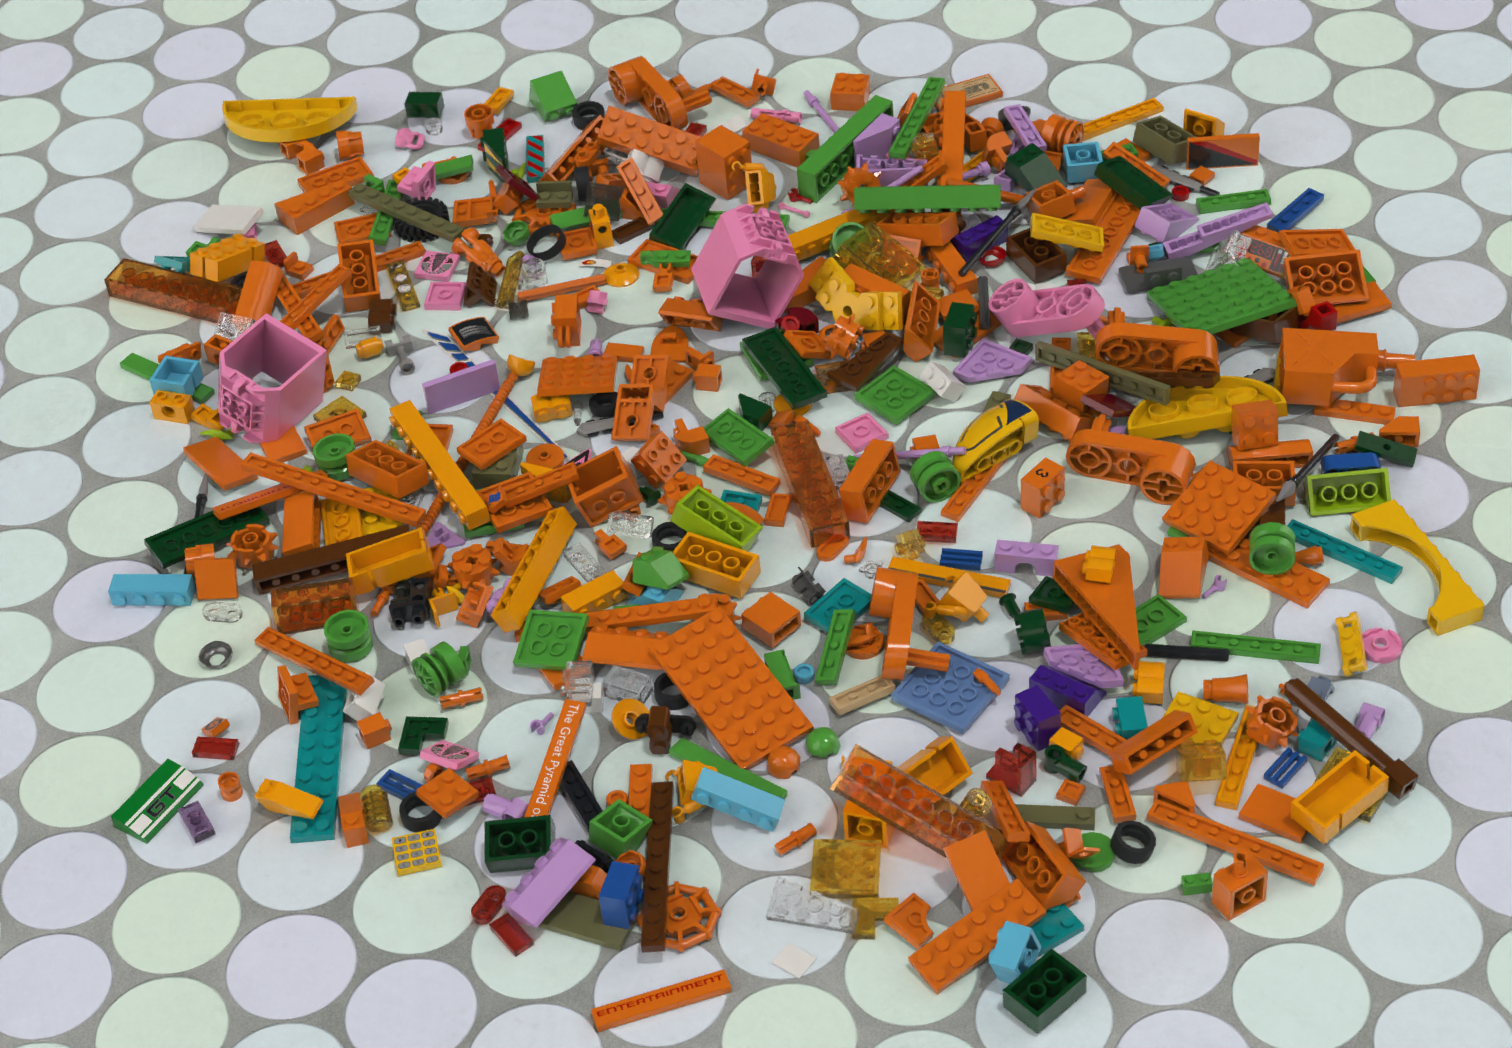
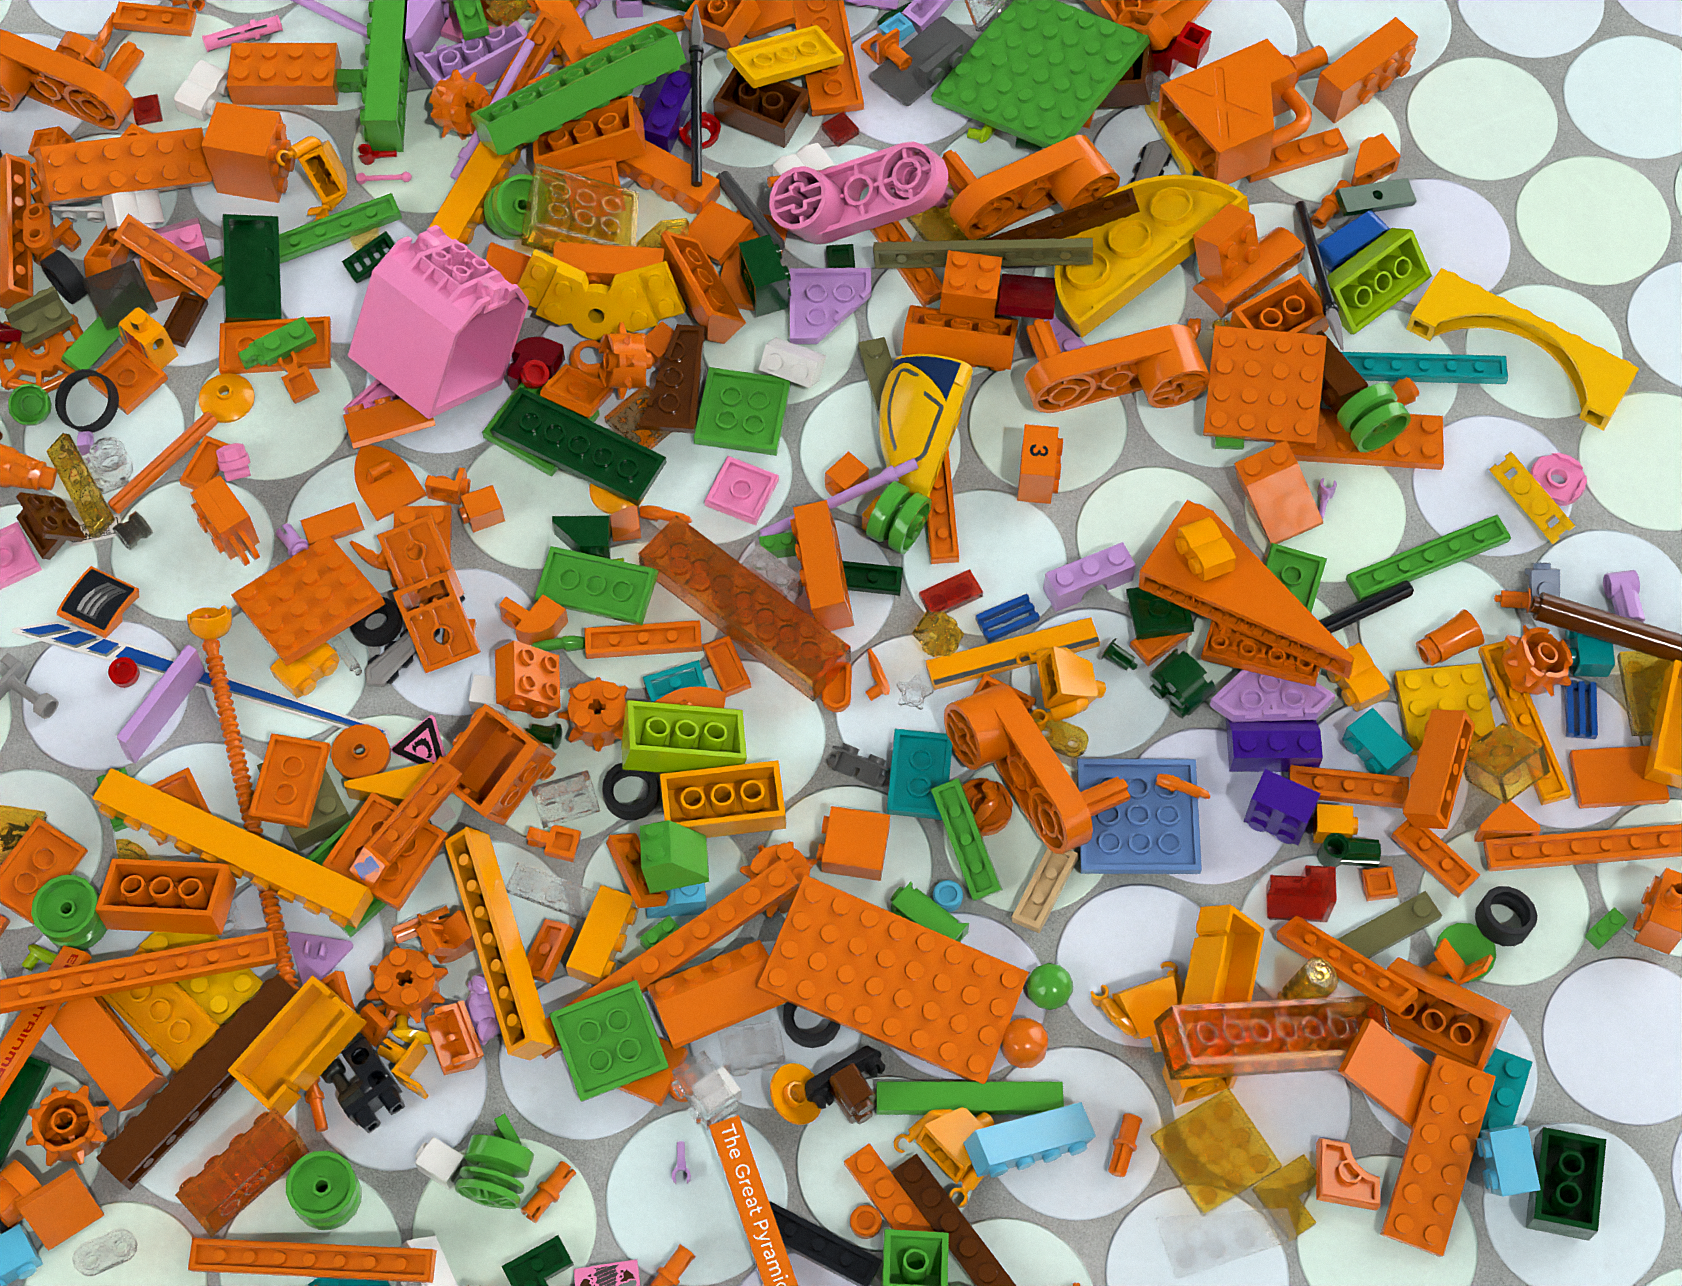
camera: 40 degrees left, 20 degrees up
(594, 262) = (173, 396): white sticker -> none
(768, 398) = (588, 505): clear piece -> none
(930, 278) = (653, 208): orange wheel -> none

